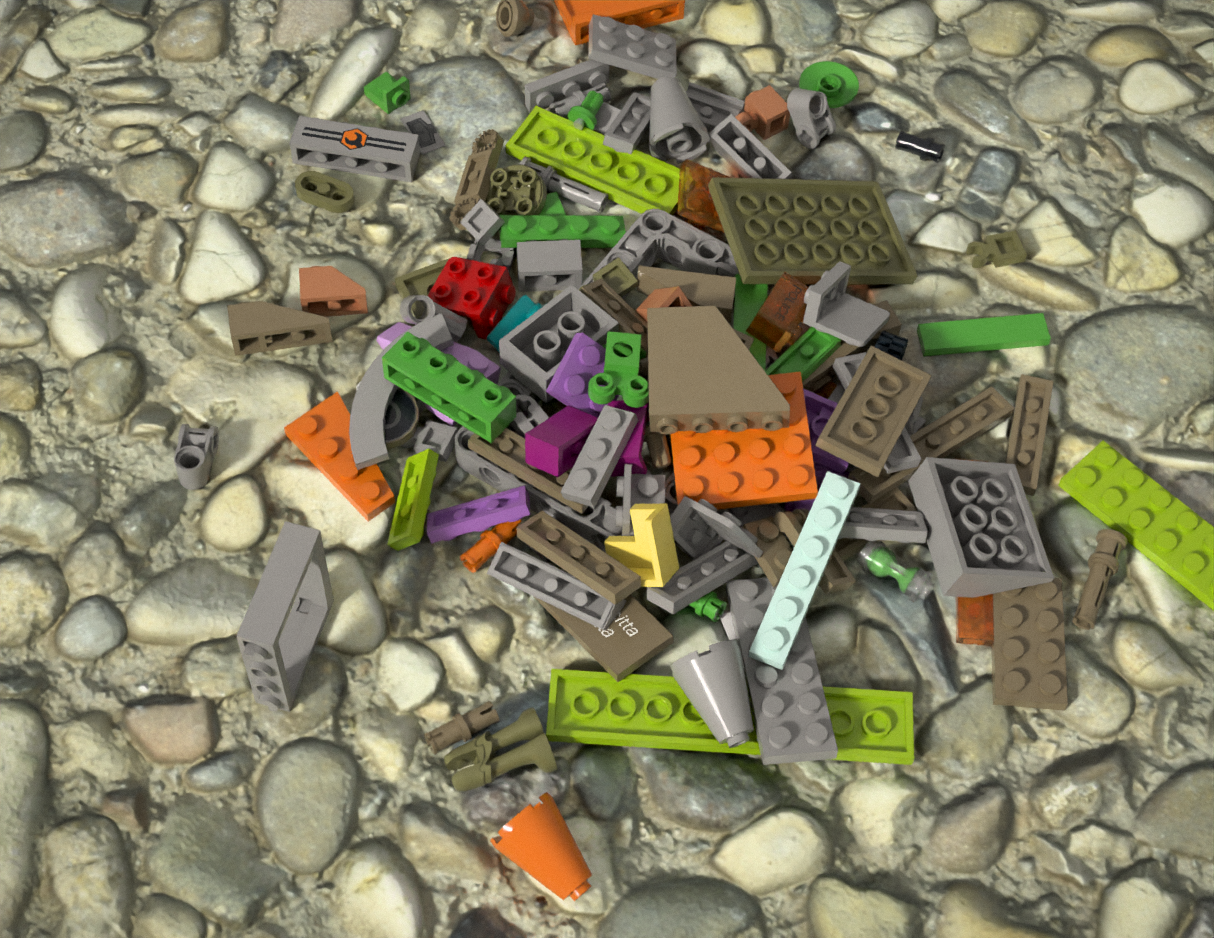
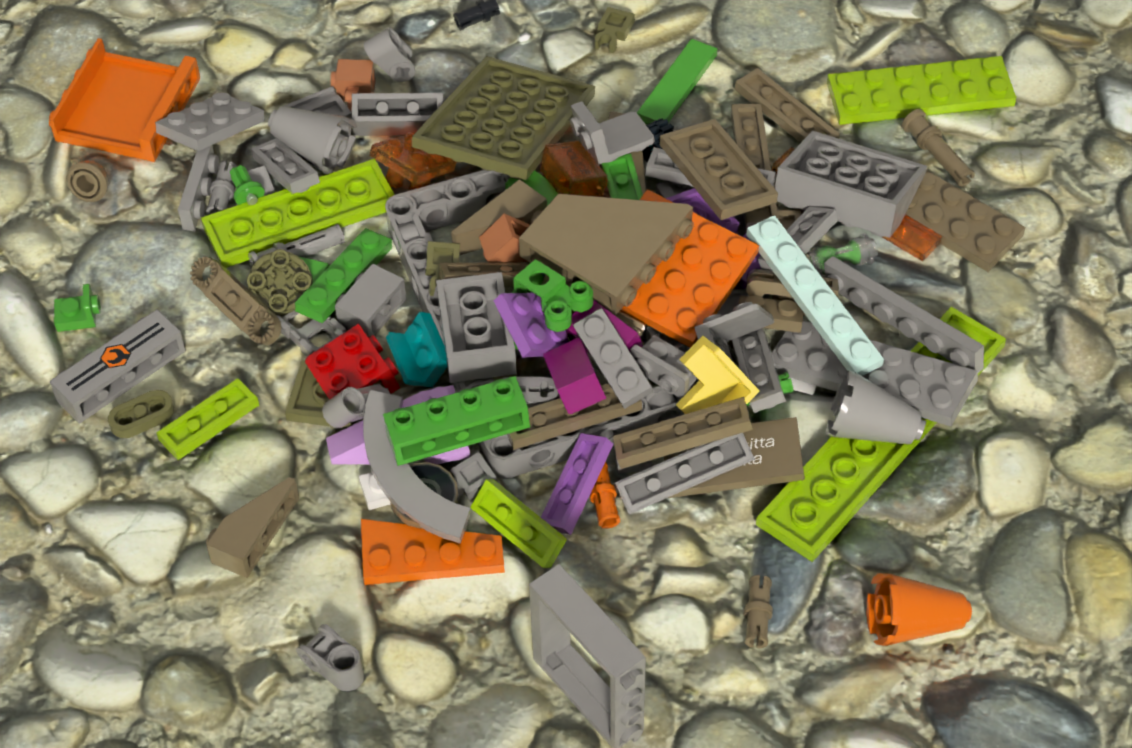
camera: 50 degrees left, 5 degrees down
(330, 292) = (254, 467): nougat slope -> none
(353, 235) = (207, 419): none -> lime plate
(428, 136) = (132, 312): sticker -> none
(482, 222) = (291, 316): light grey plate -> none
(488, 766) = (793, 606): olive piece -> none
(833, 80) = (362, 25): bright green dish -> none
(855, 667) = (906, 316): none -> light grey plate

